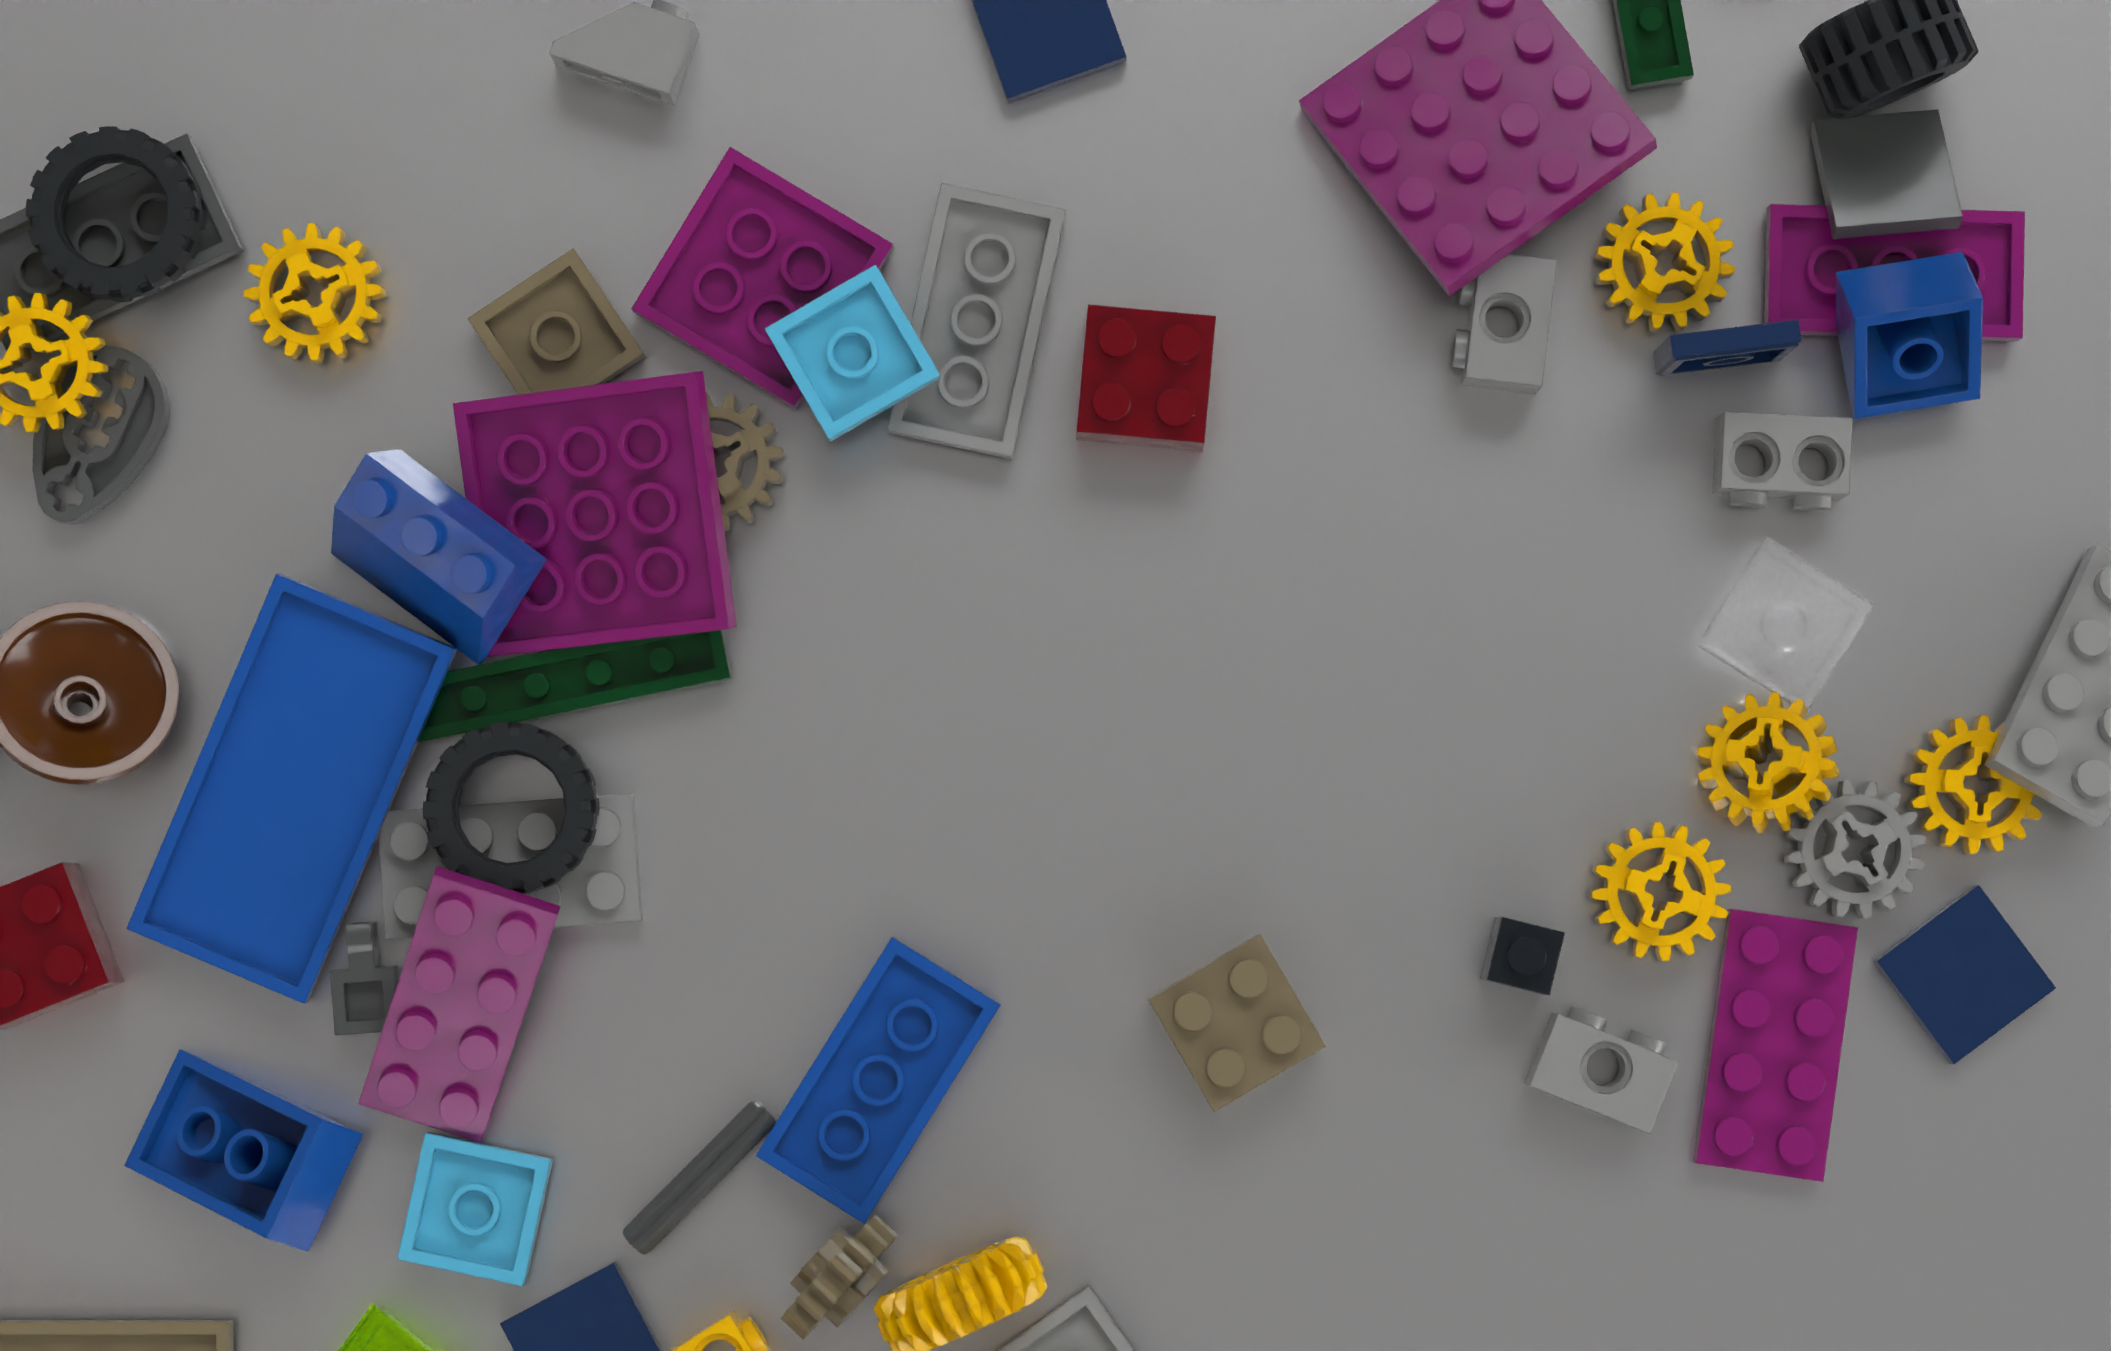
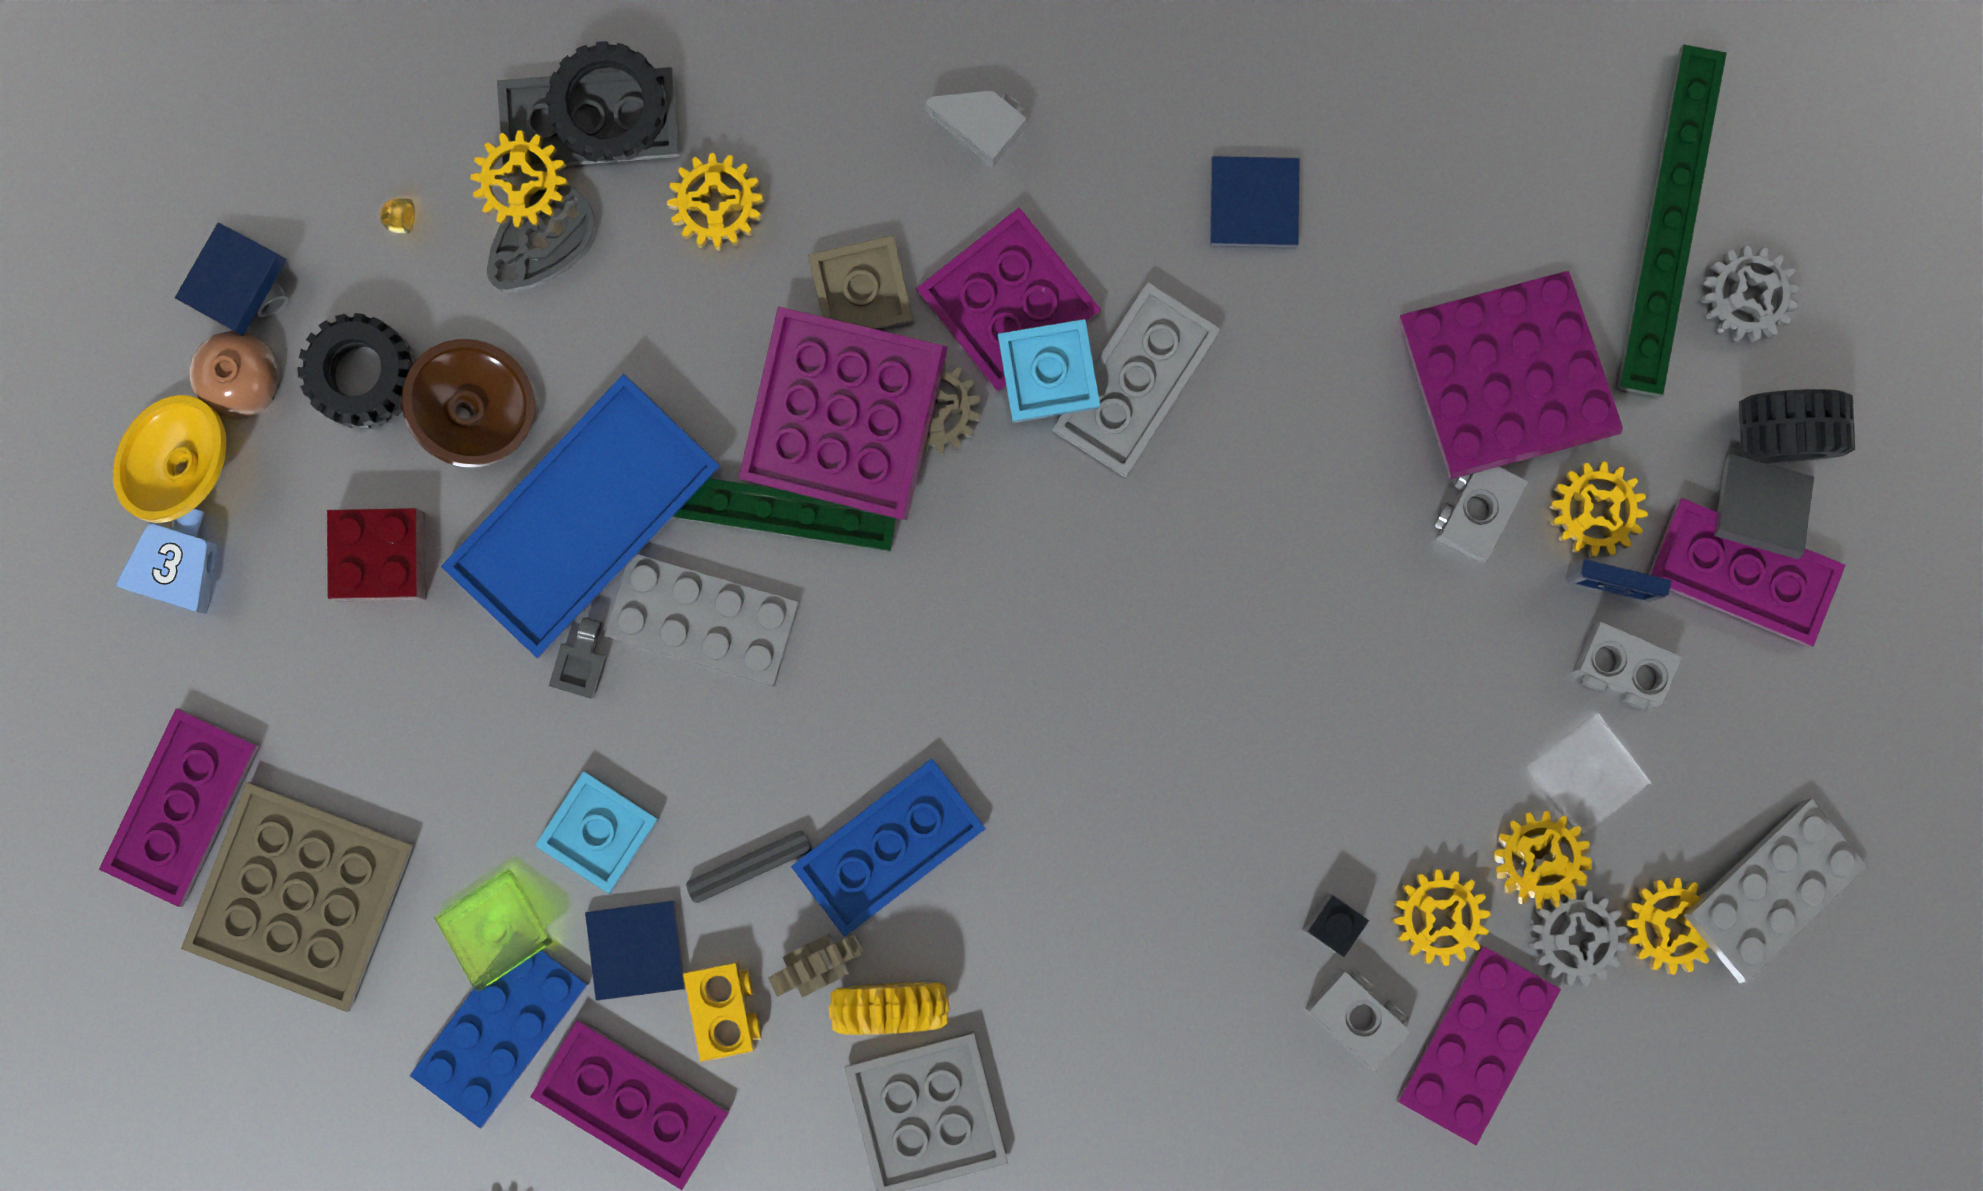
camera: 20 degrees right, 0 degrees up
(243, 1151) = (462, 738): blue slope -> none
(432, 551) = (729, 397): blue slope -> none
(459, 1004) = (636, 696): magenta plate -> none
(499, 740) = (671, 572): black tyre -> none
(1145, 377) = (1232, 458): dark red brick -> none
(1236, 1022) = (1134, 898): dark tan brick -> none
(1910, 334) = (1740, 616): blue slope -> none
(1964, 974) = (1619, 1046): dark blue tile -> none

